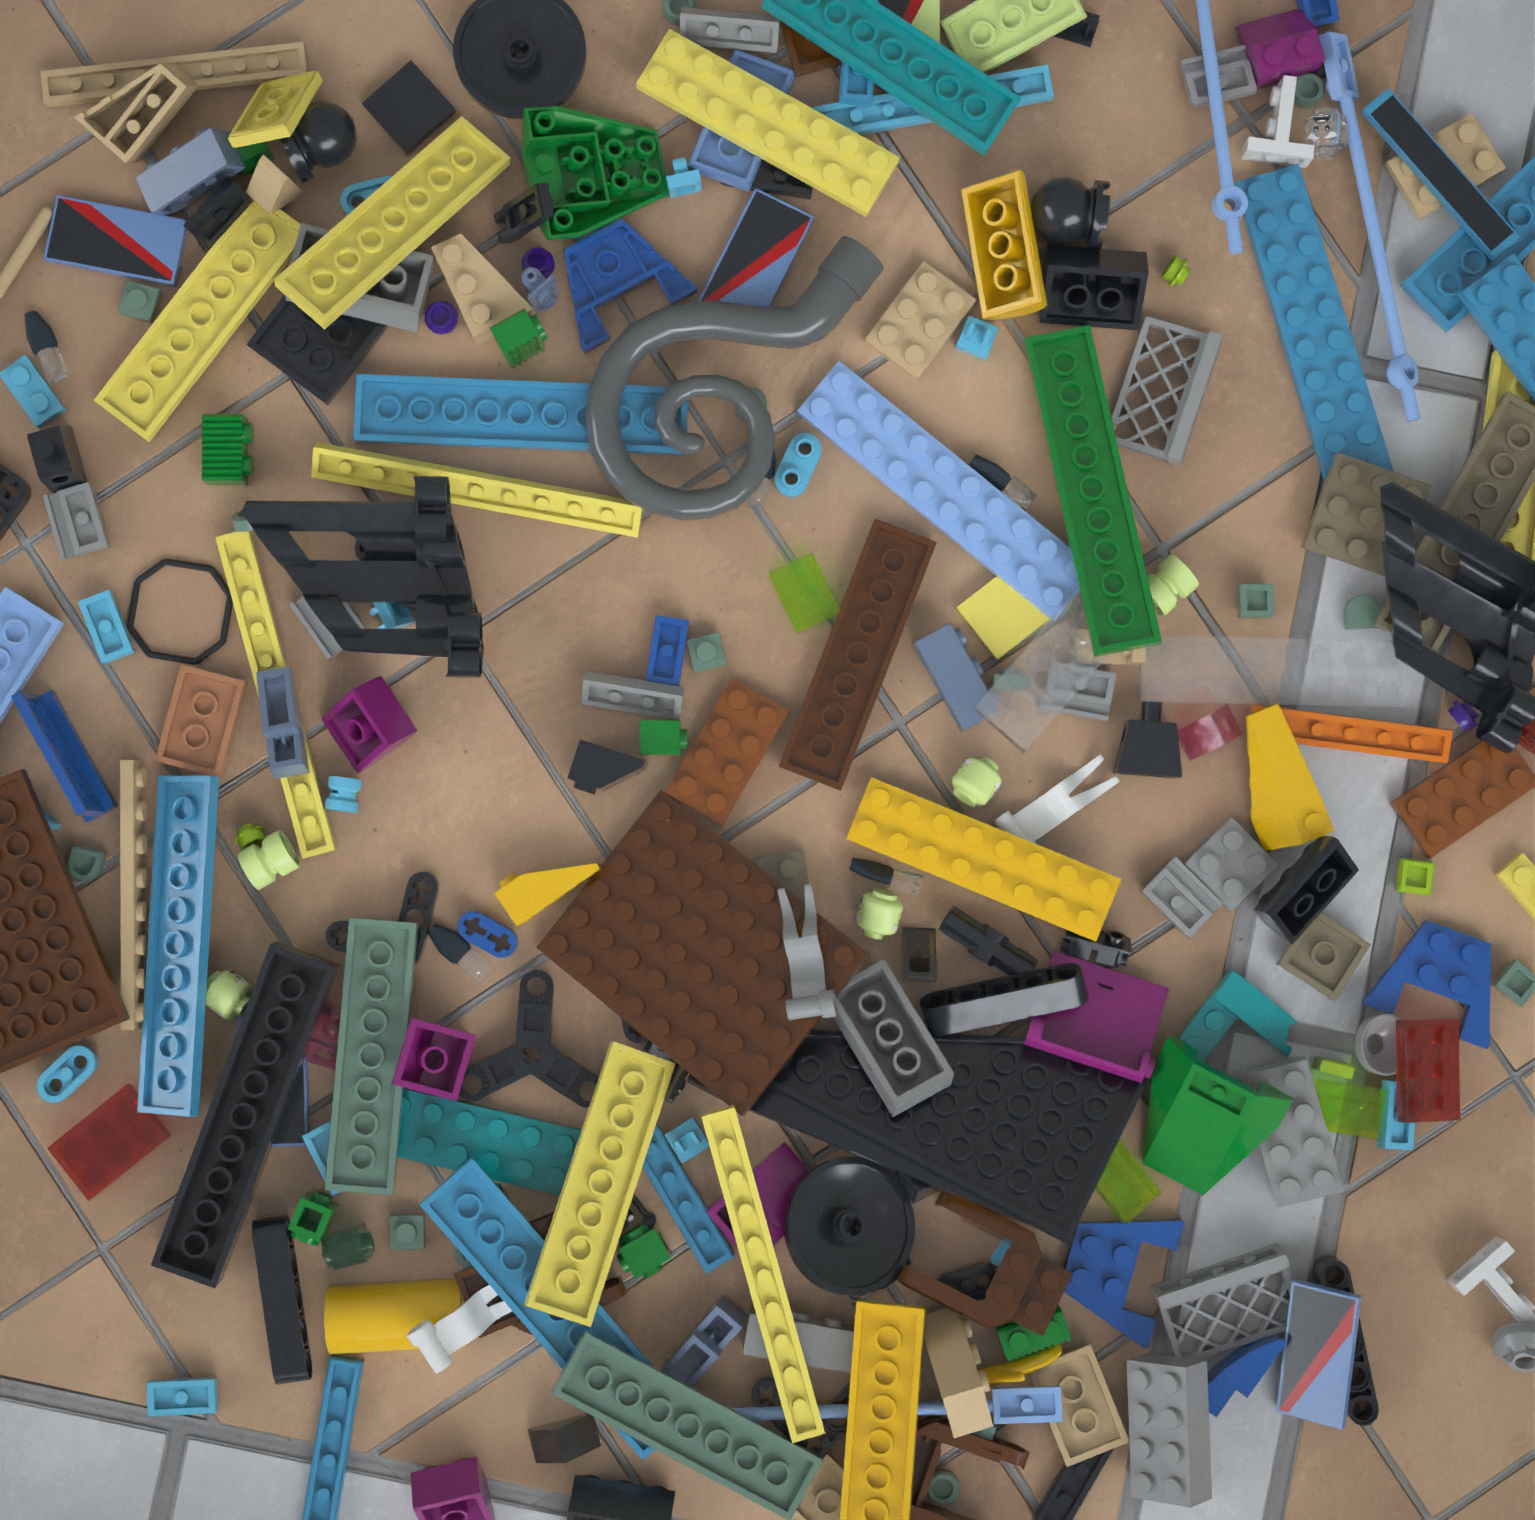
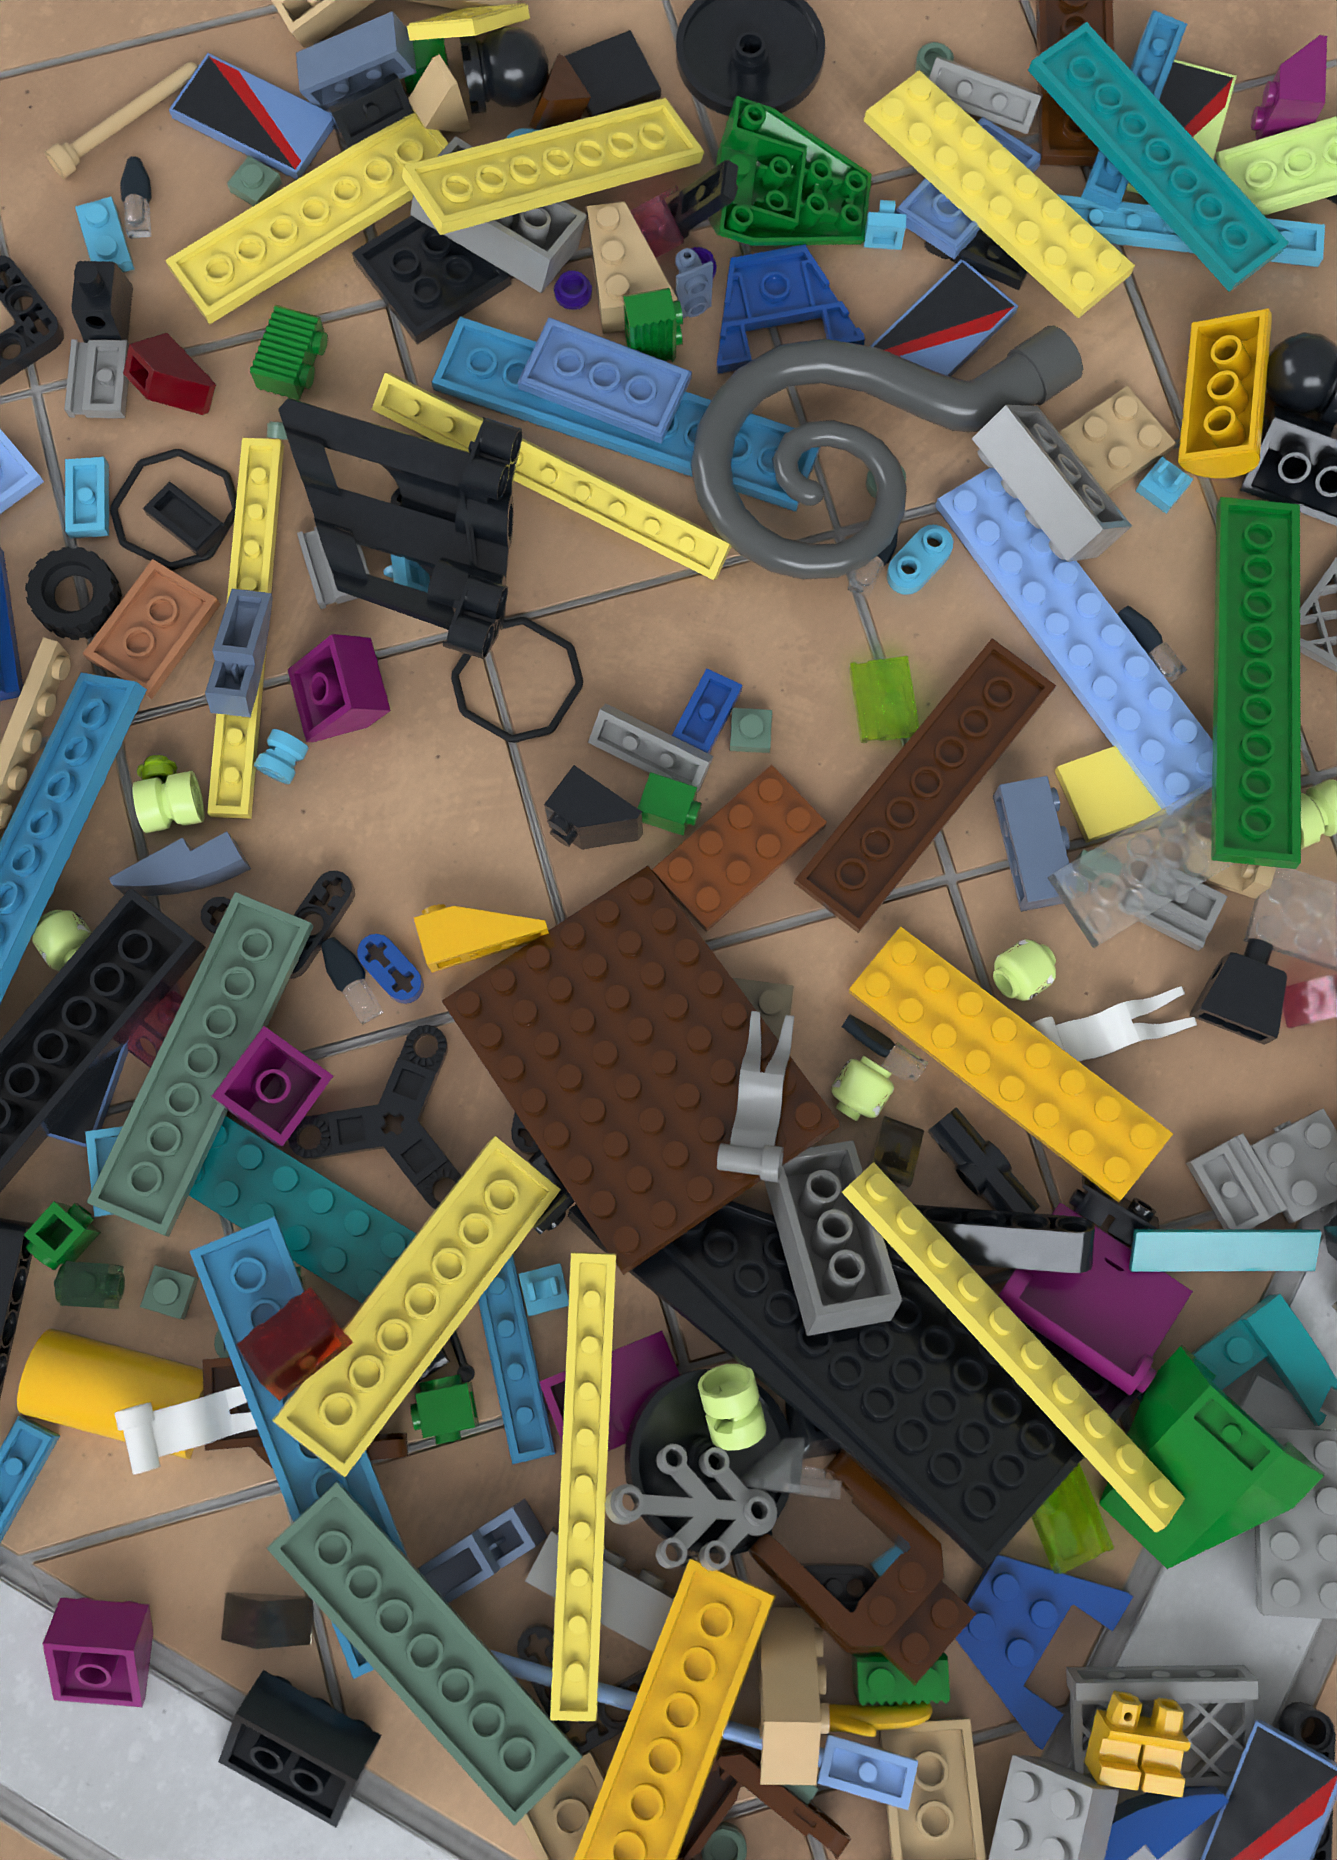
camera: 20 degrees right, 10 degrees down
(103, 699) = (63, 564): none -> black tyre
(134, 502) = (168, 374): none -> dark red slope
(193, 619) = (185, 519): none -> black tile
(300, 907) = (182, 868): none -> sand blue slope
(374, 146) = (562, 97): none -> reddish brown slope
(490, 237) = (658, 223): none -> clear pink bracket
(495, 394) = (605, 380): none -> medium blue tile
(521, 1246) = (294, 1343): none -> clear red brick
(552, 681) = (561, 712): none -> black piece
(852, 1263) = (700, 1507): none -> light grey plant
(853, 1184) = (732, 1406): none -> yellowish green wheel
(884, 375) = (1050, 483): none -> light grey brick
(905, 1217) = (783, 1473): none -> clear slope
(1043, 1075) = (1015, 1348): none -> light yellow plate
(1185, 950) = (1224, 1250): none -> piece
(1213, 1327) = (1138, 1749): none -> yellow hips

